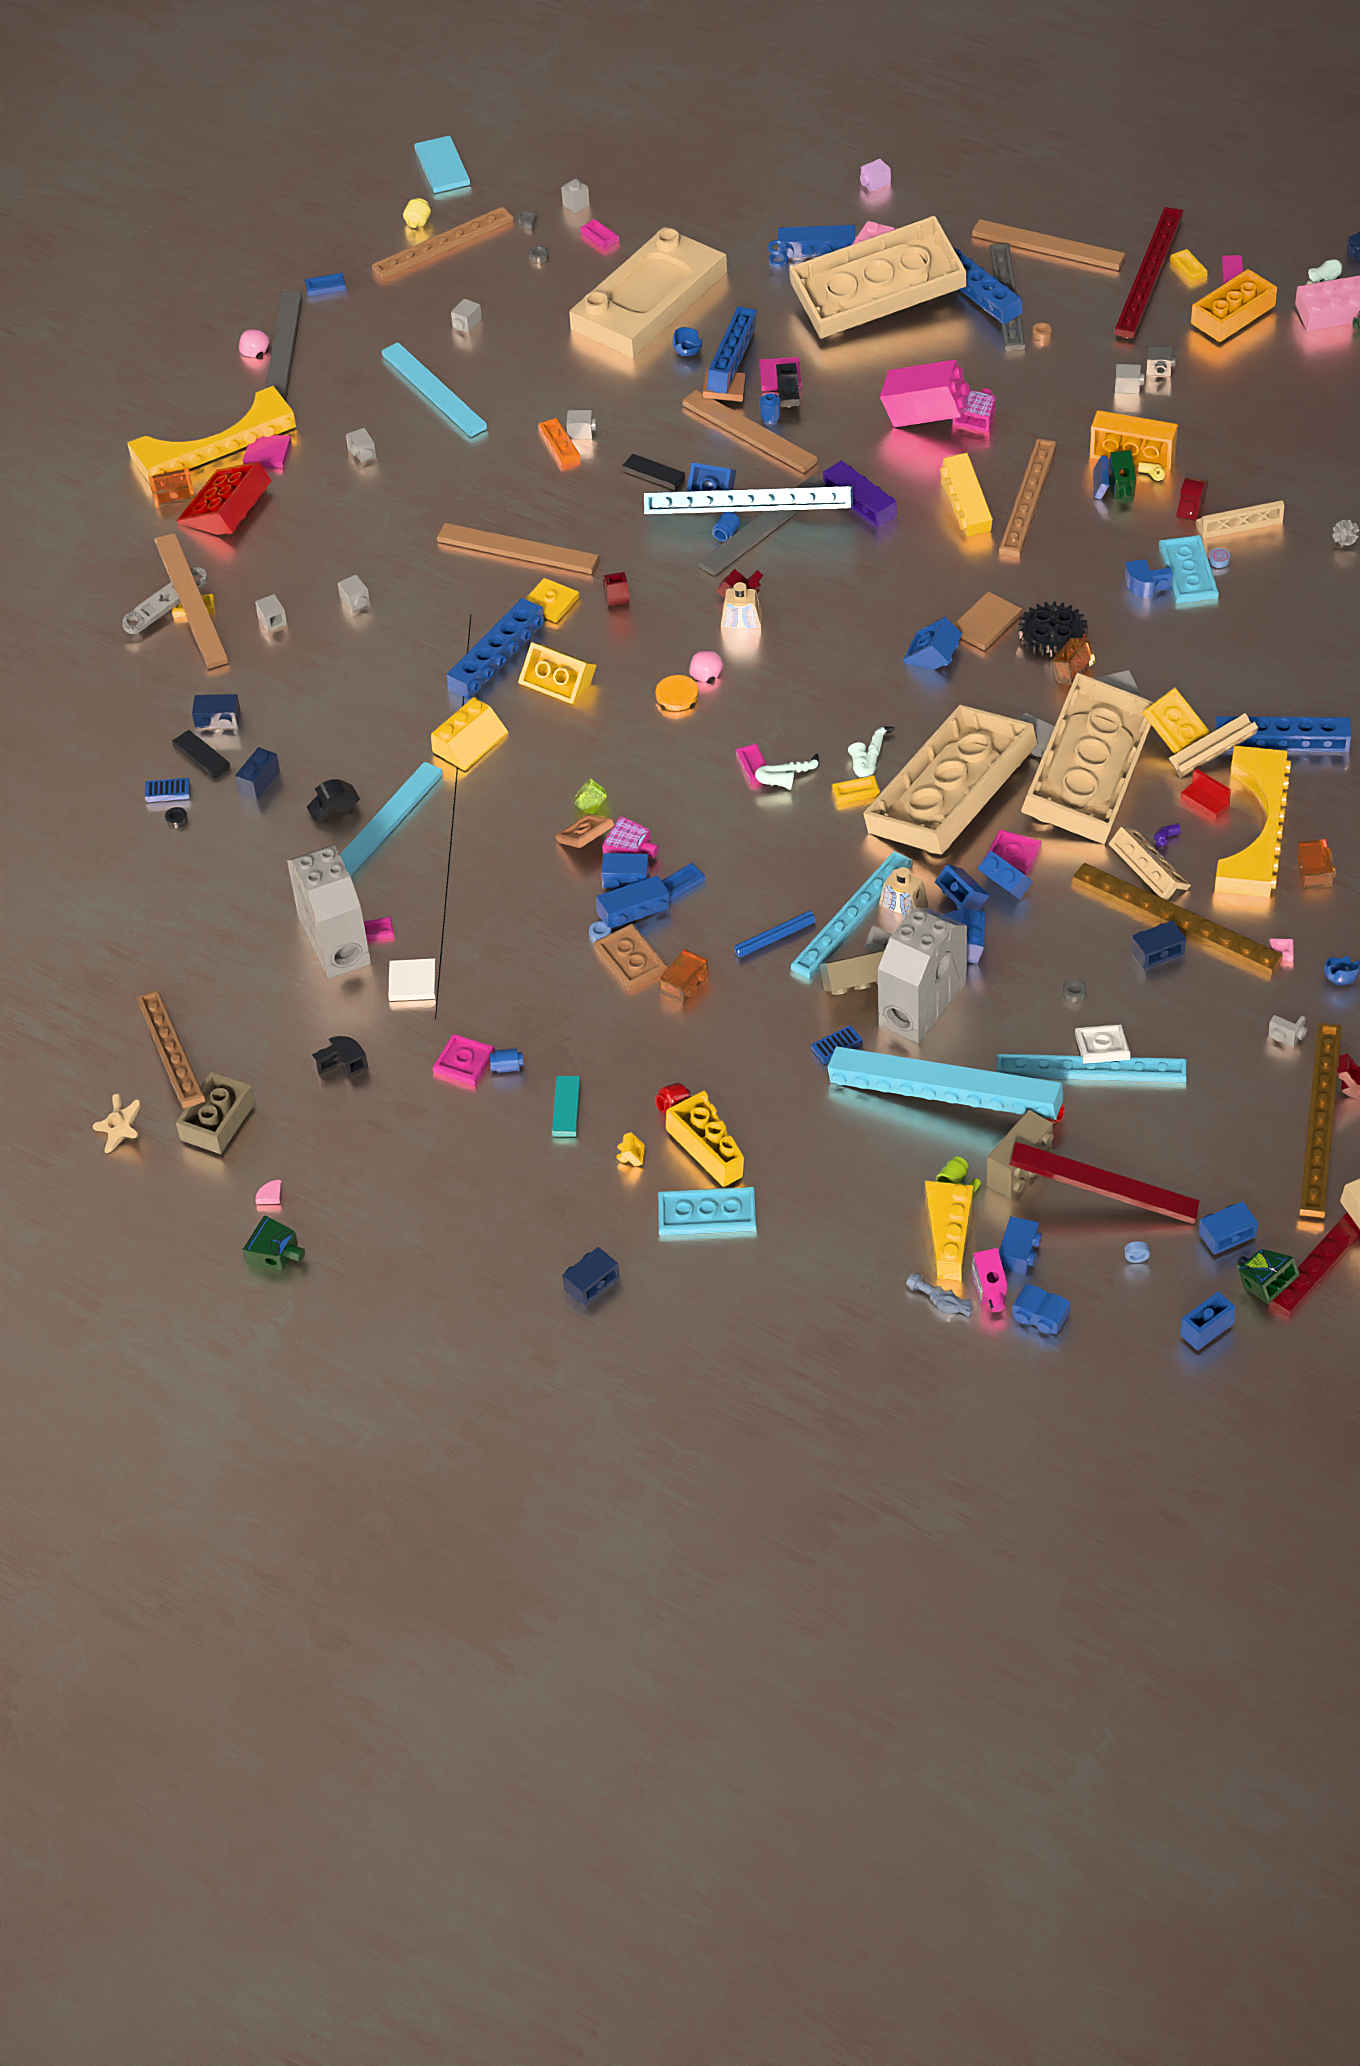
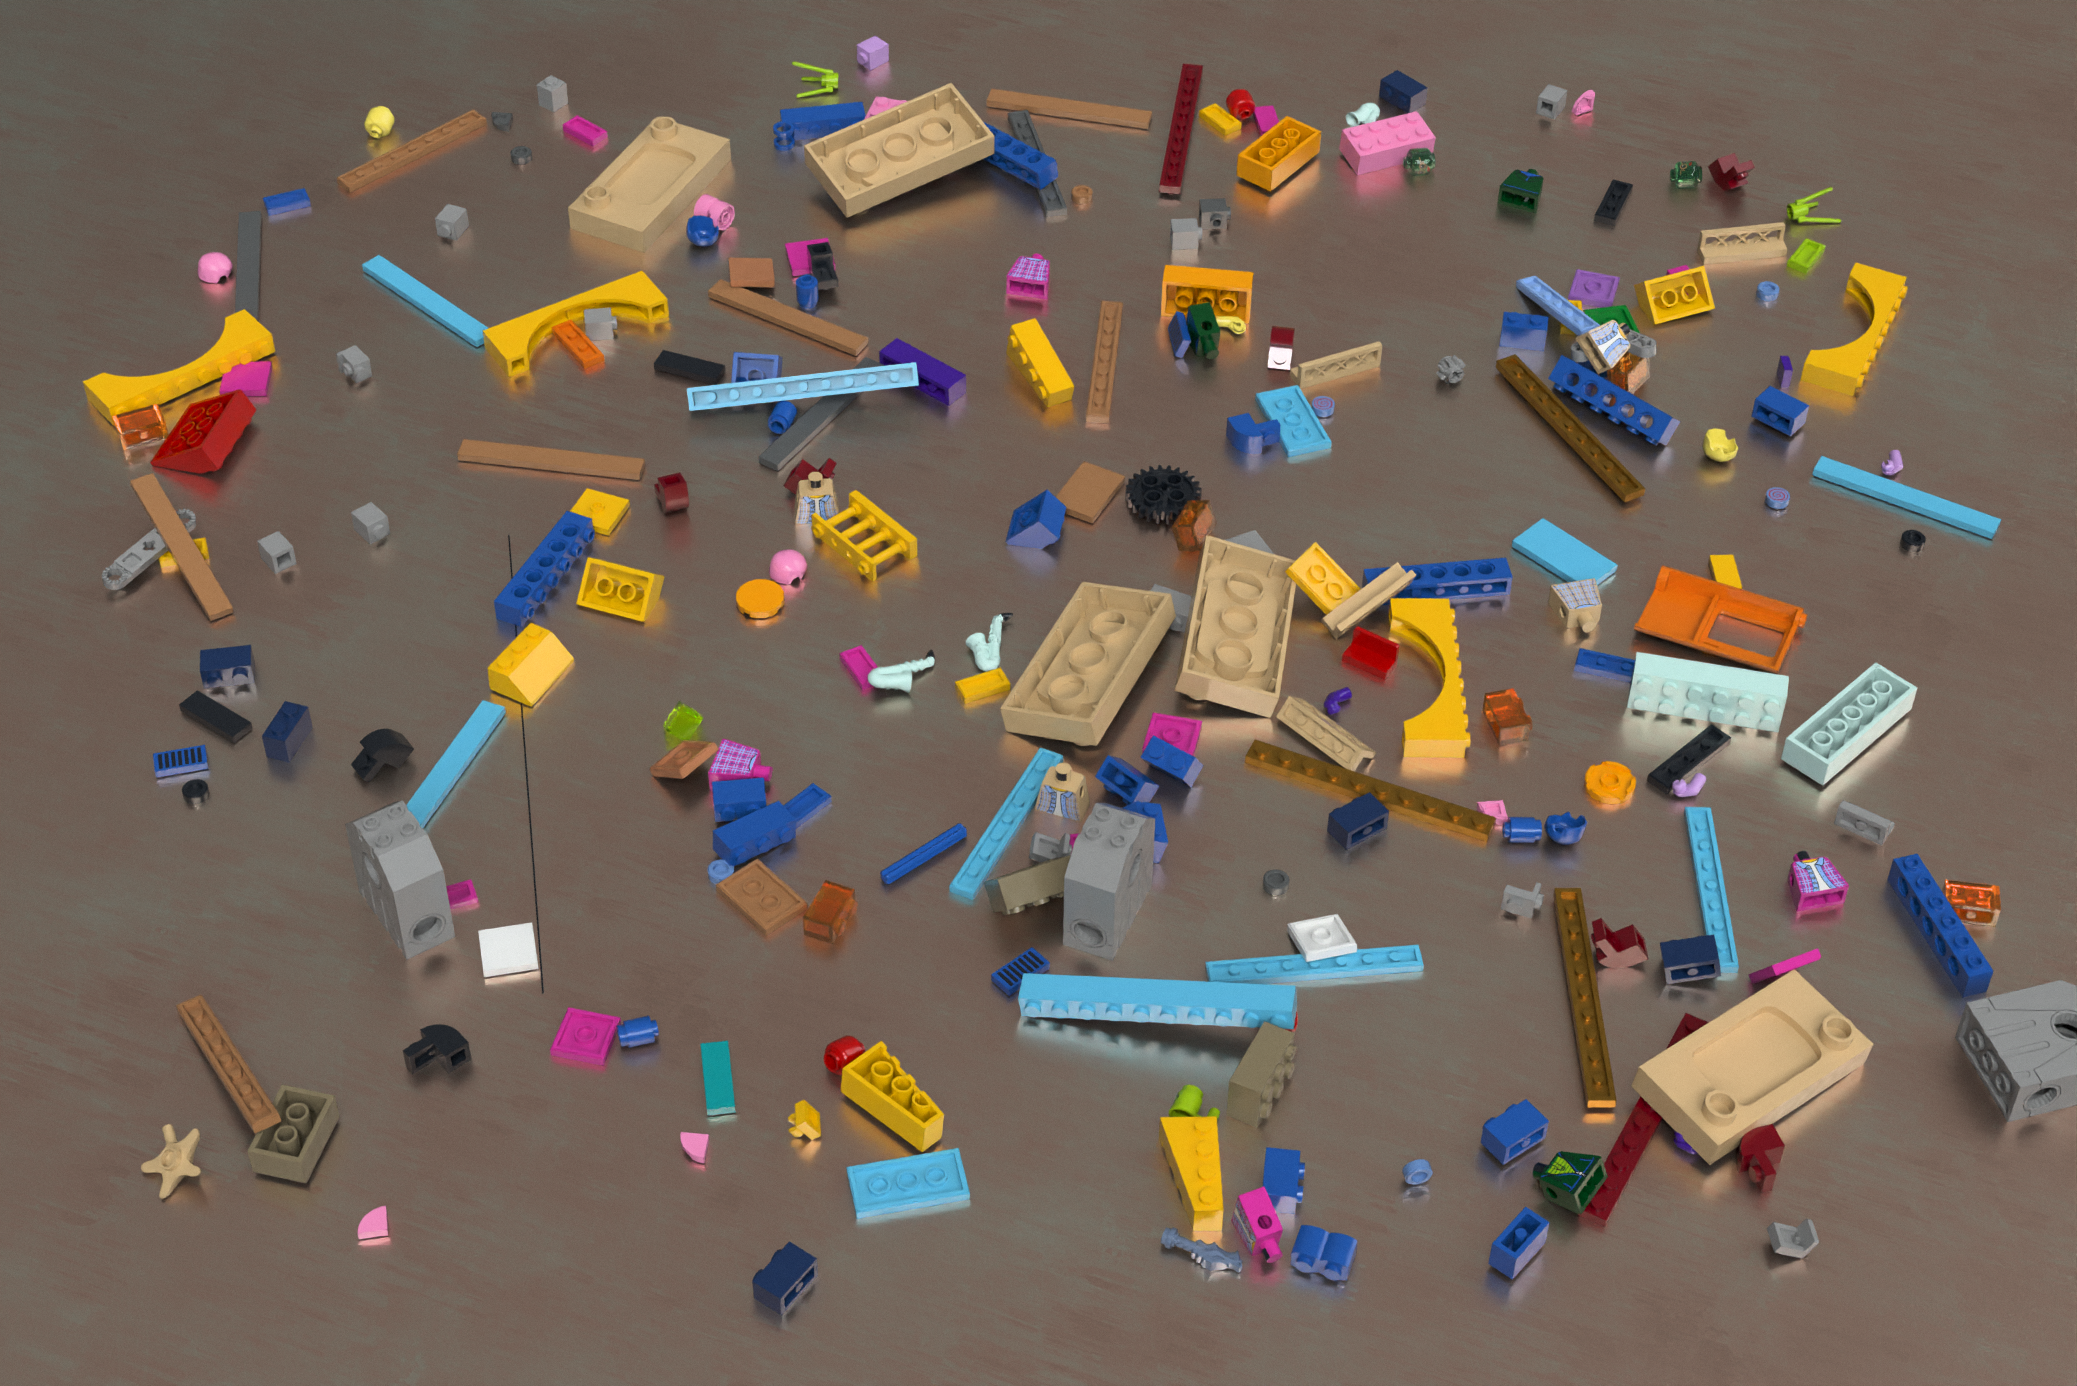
camera: 15 degrees left, 5 degrees down
(272, 1245) = (388, 1288): dark green torso -> none
(442, 164) = (398, 72): medium azure tile -> none
(538, 1160) = (695, 1145): none -> bright pink tile
(610, 401) = (515, 340): none -> yellow arch
(702, 322) = (719, 211): none -> bright pink wheel
(731, 350) = (754, 235): blue brick -> none
(787, 628) = (872, 518): none -> yellow fence
(829, 199) = (828, 80): none -> lime plant
(924, 393) = (975, 262): dark pink brick -> none
(1104, 1182) = (1365, 1095): dark red tile -> none
(1209, 252) = (1240, 104): none -> red head
(1303, 967) = (1522, 830): none -> blue brick

